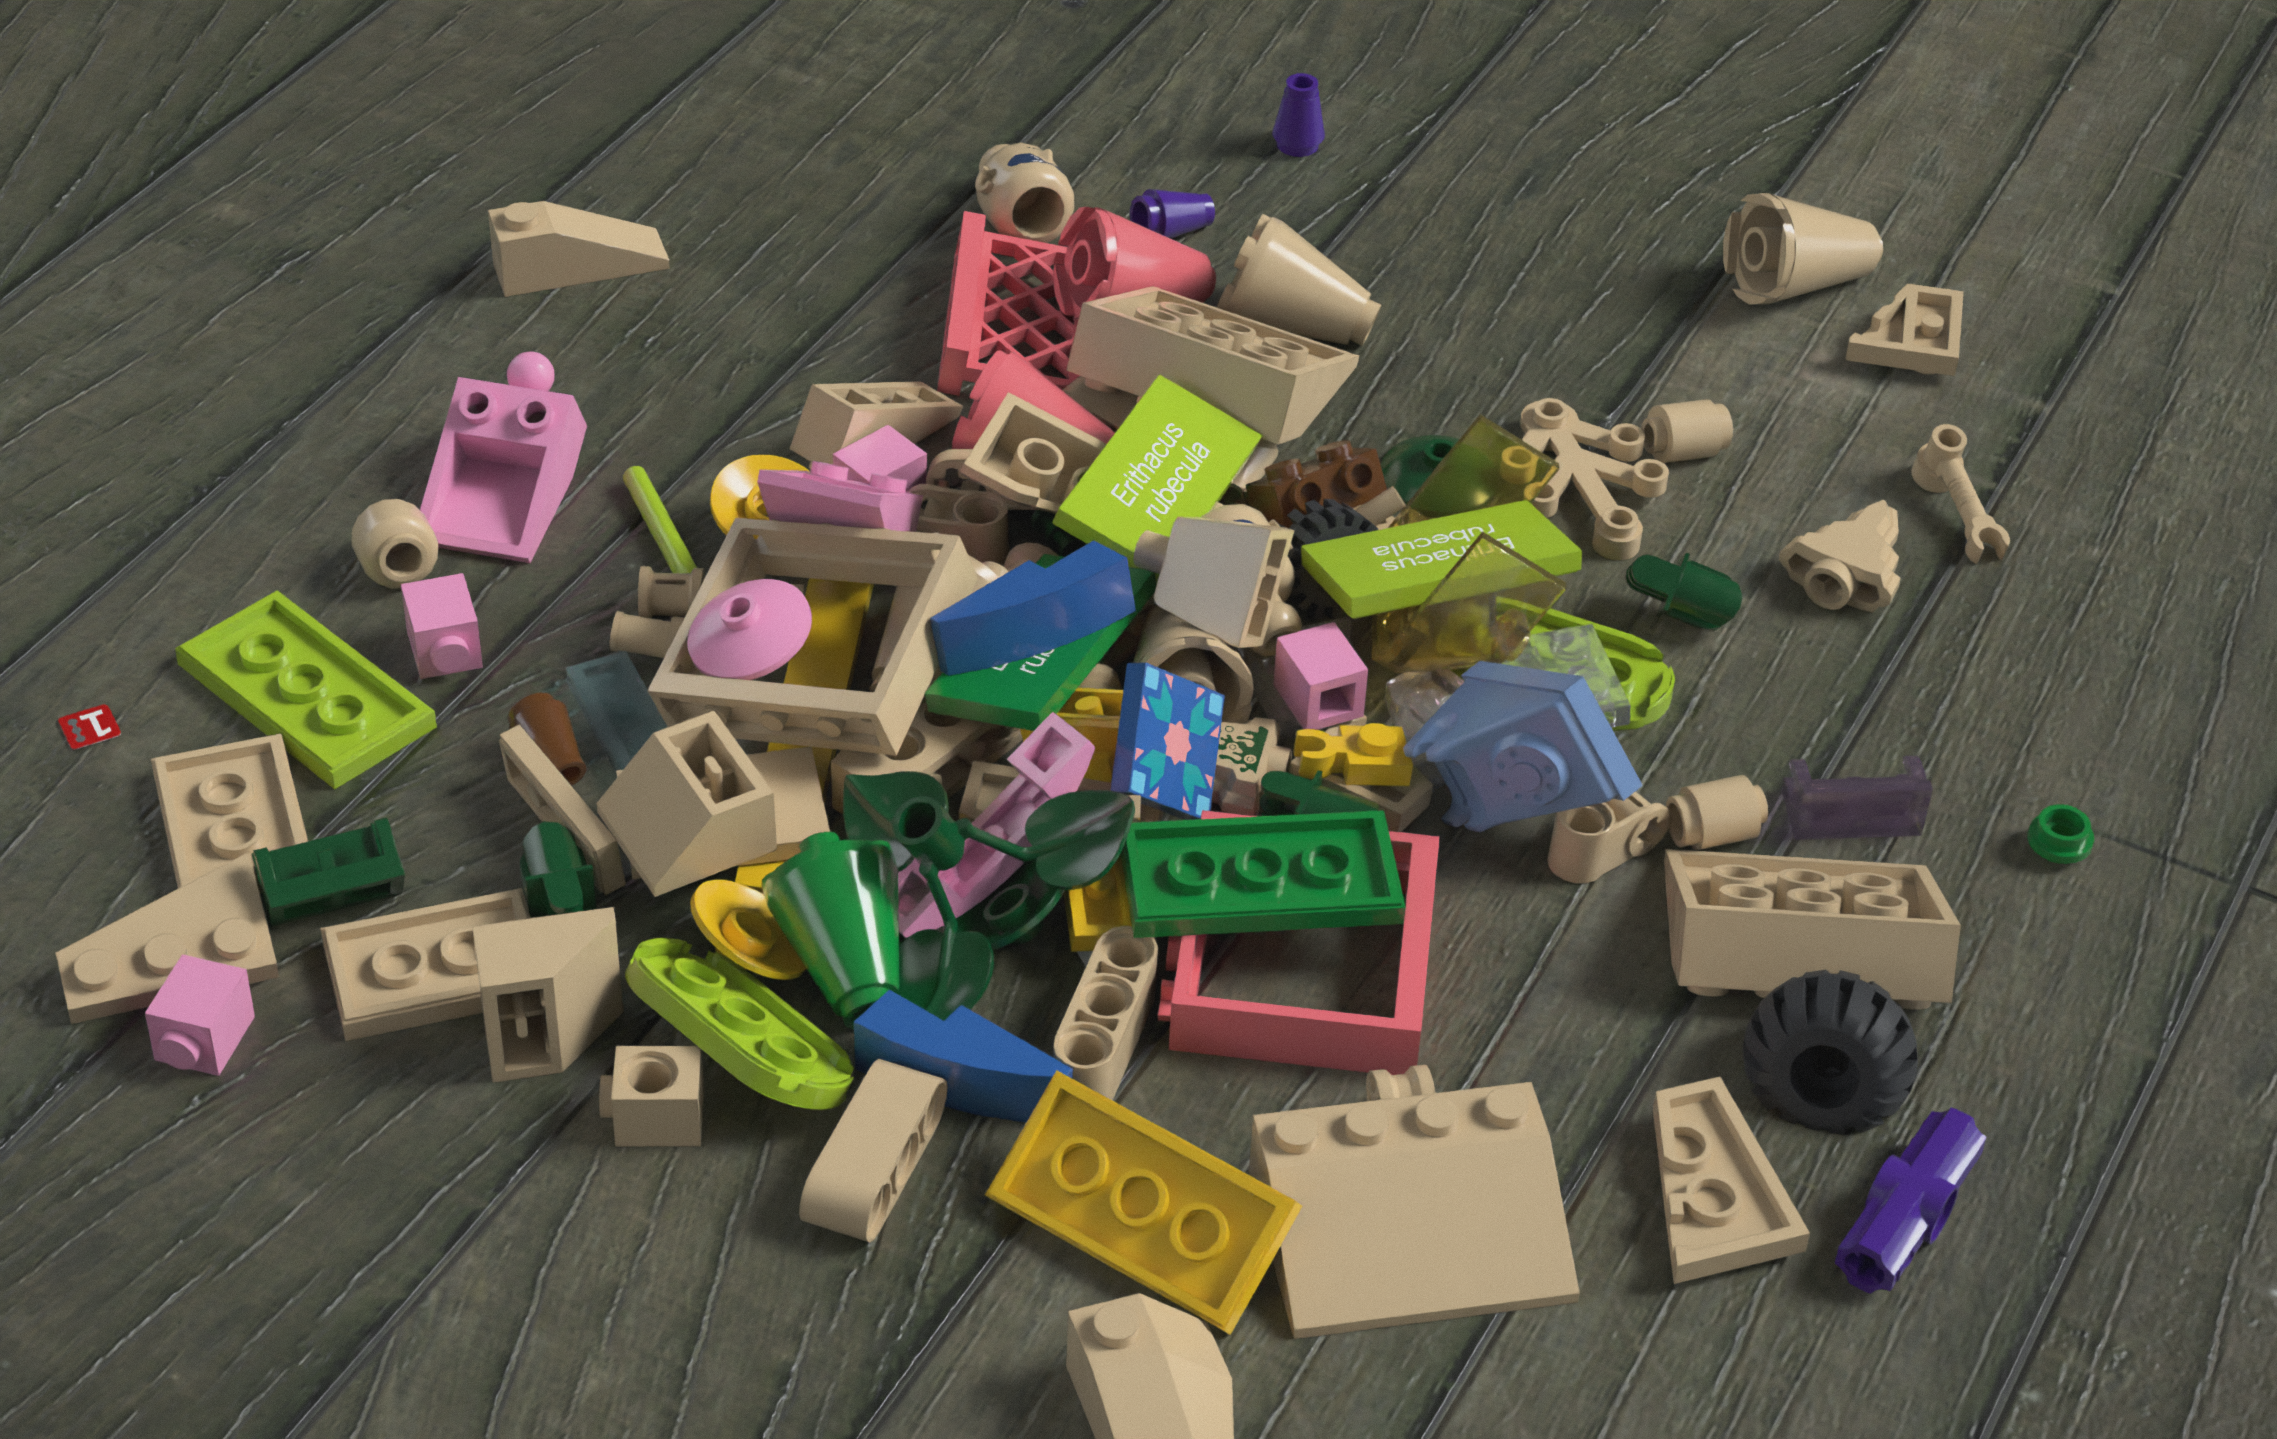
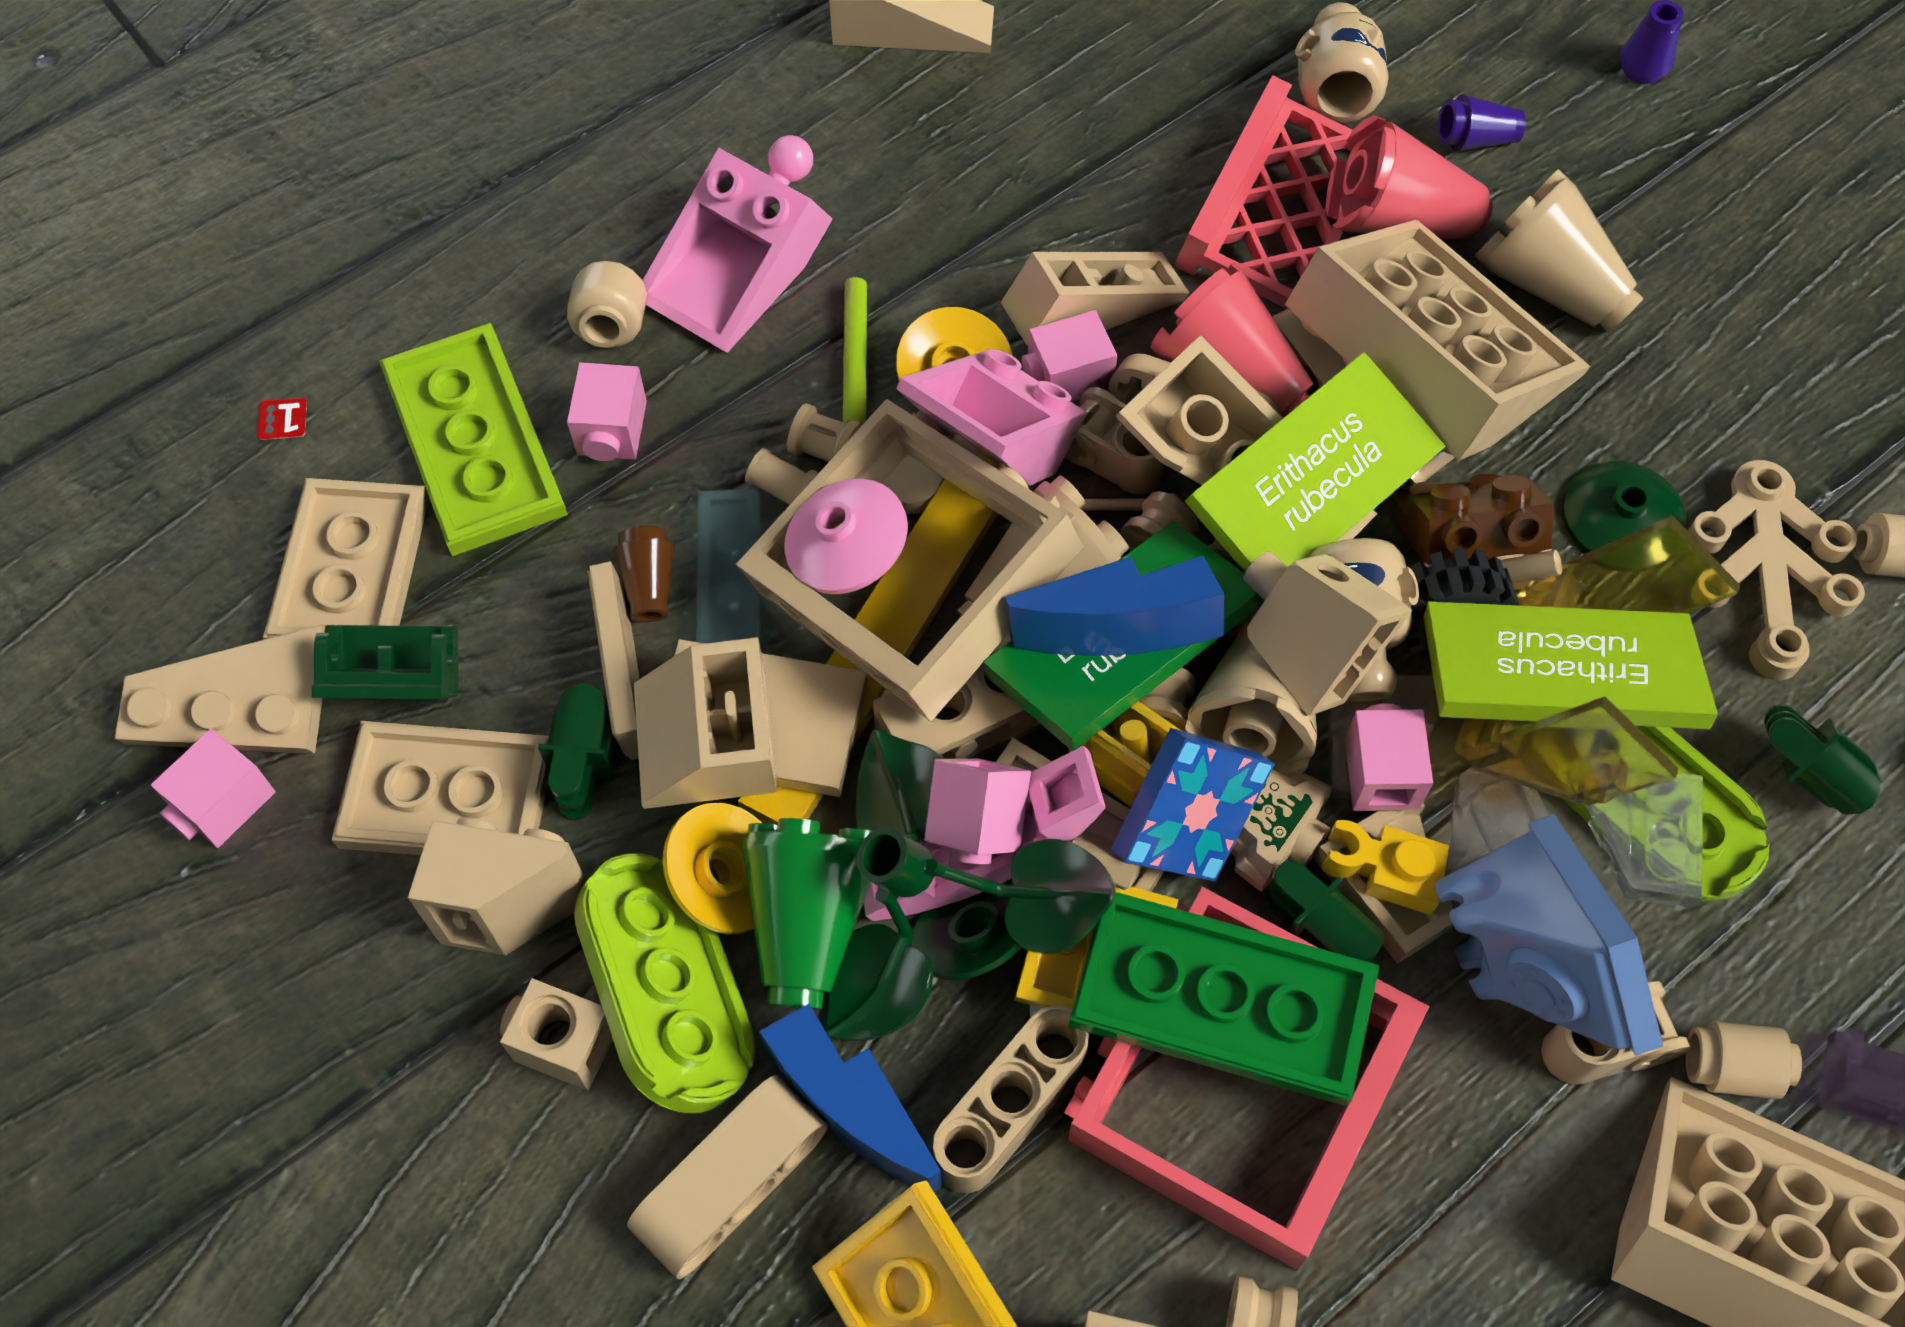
camera: 25 degrees right, 20 degrees up
(978, 784) = (977, 808): none -> bright pink brick

